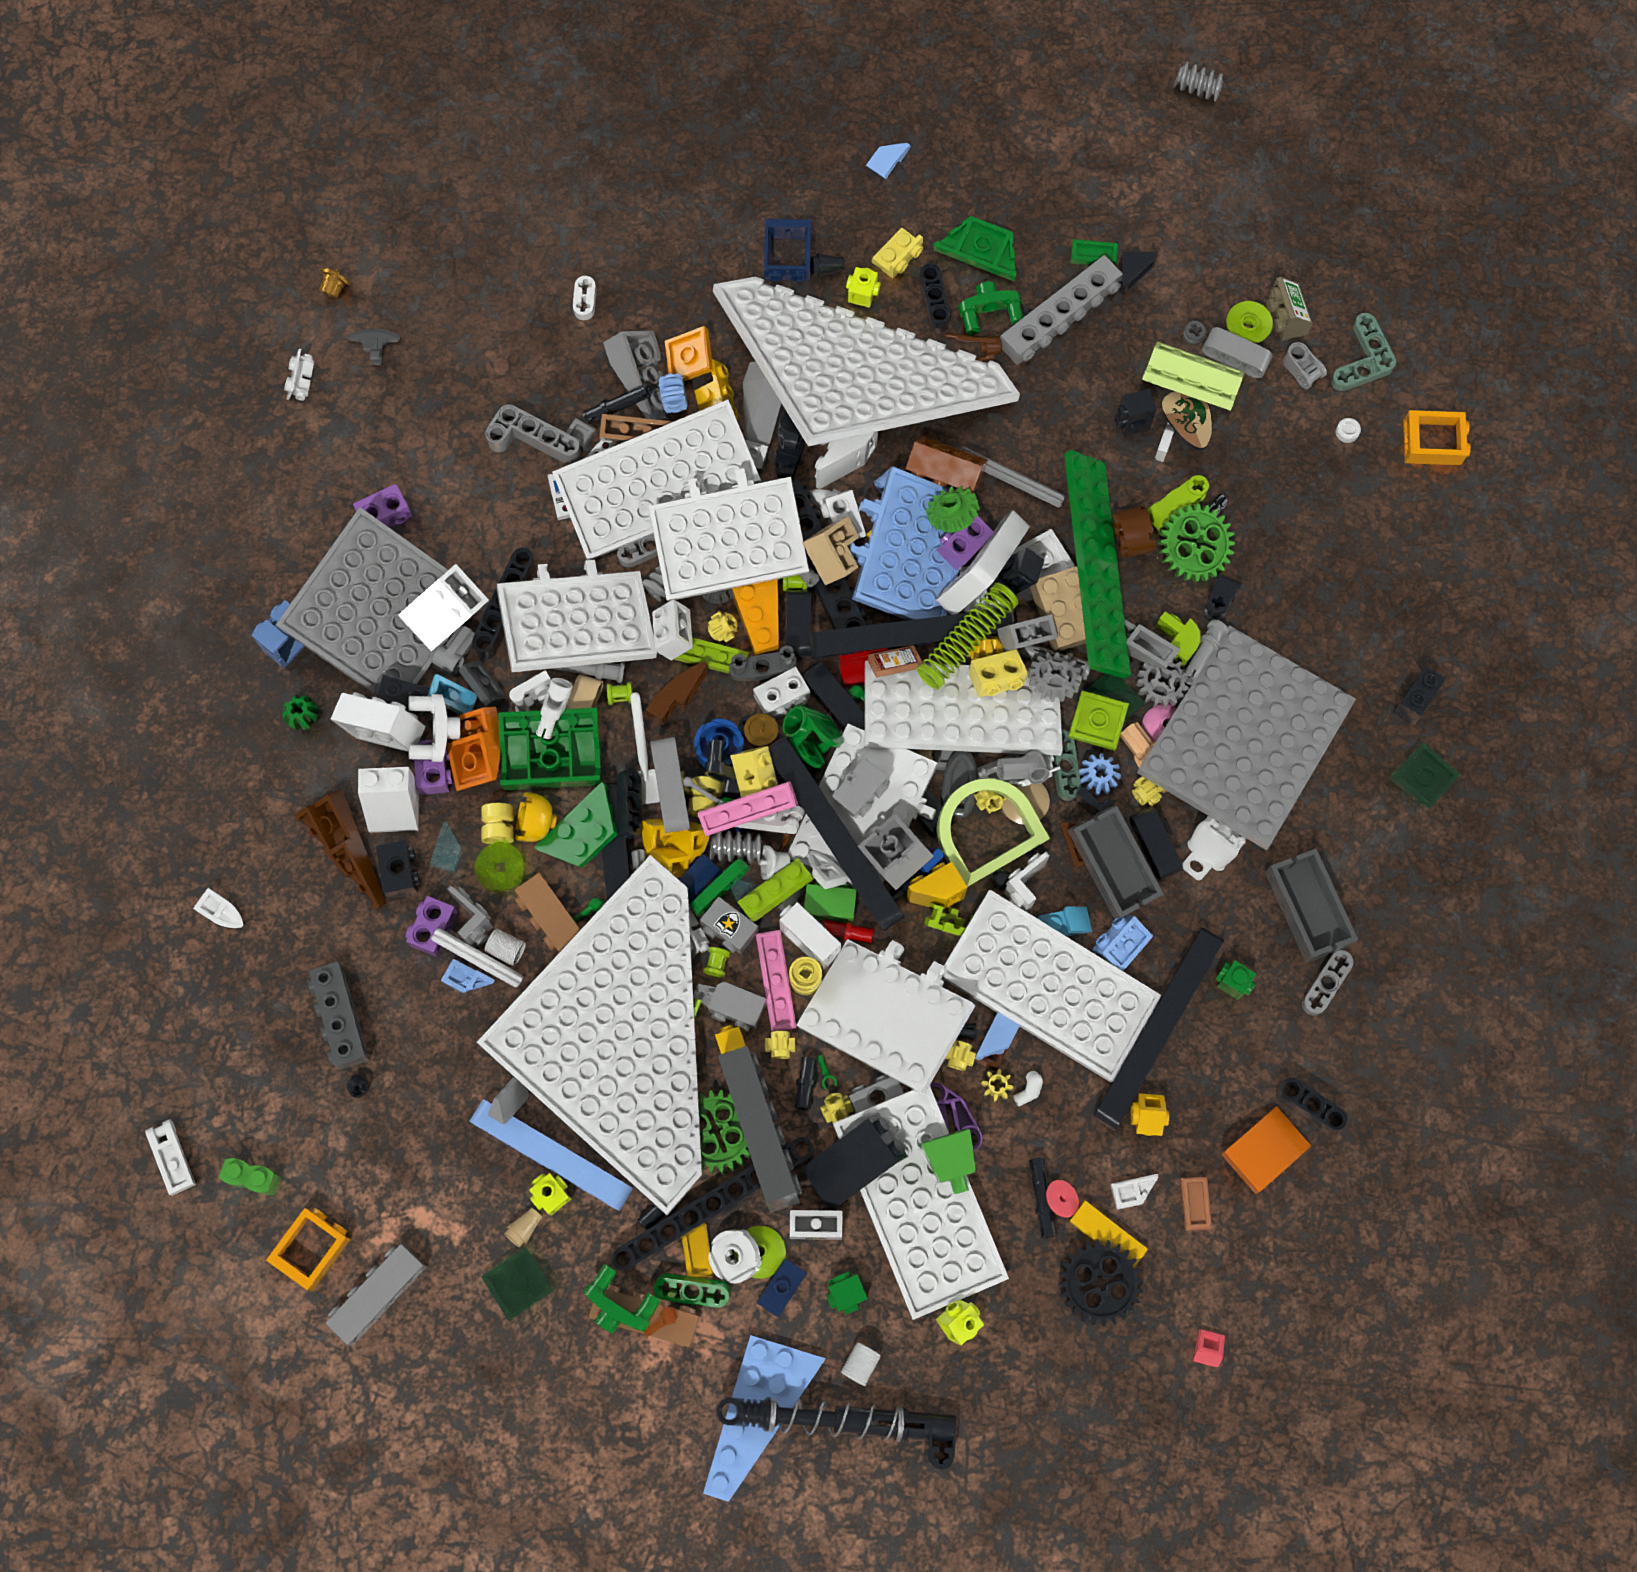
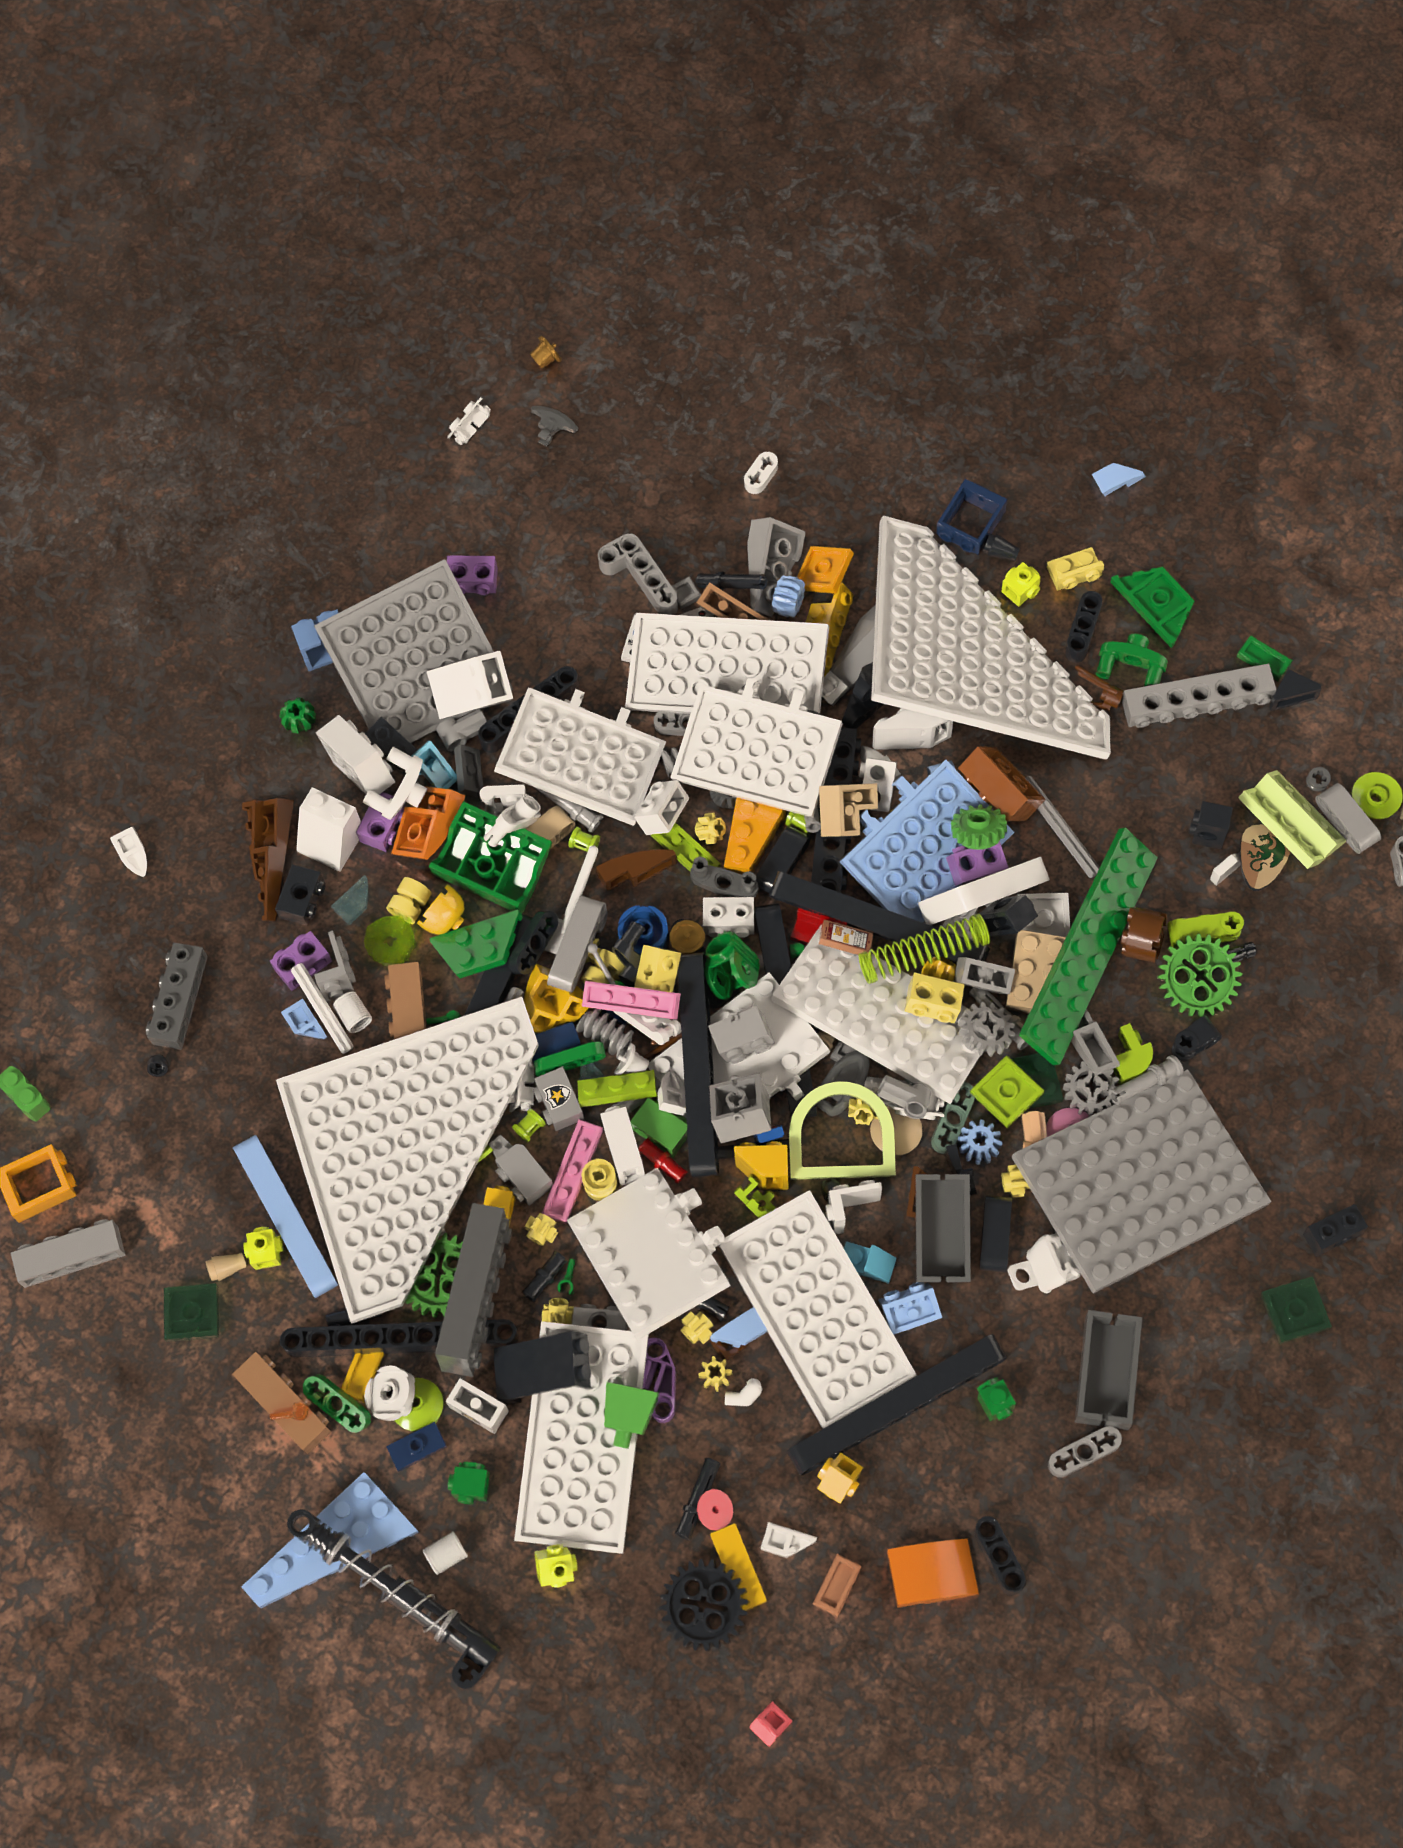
camera: 35 degrees right, 5 degrees down
(508, 1101) = (274, 1147): light grey slope -> none
(611, 1313) = (251, 1380): green connector -> none

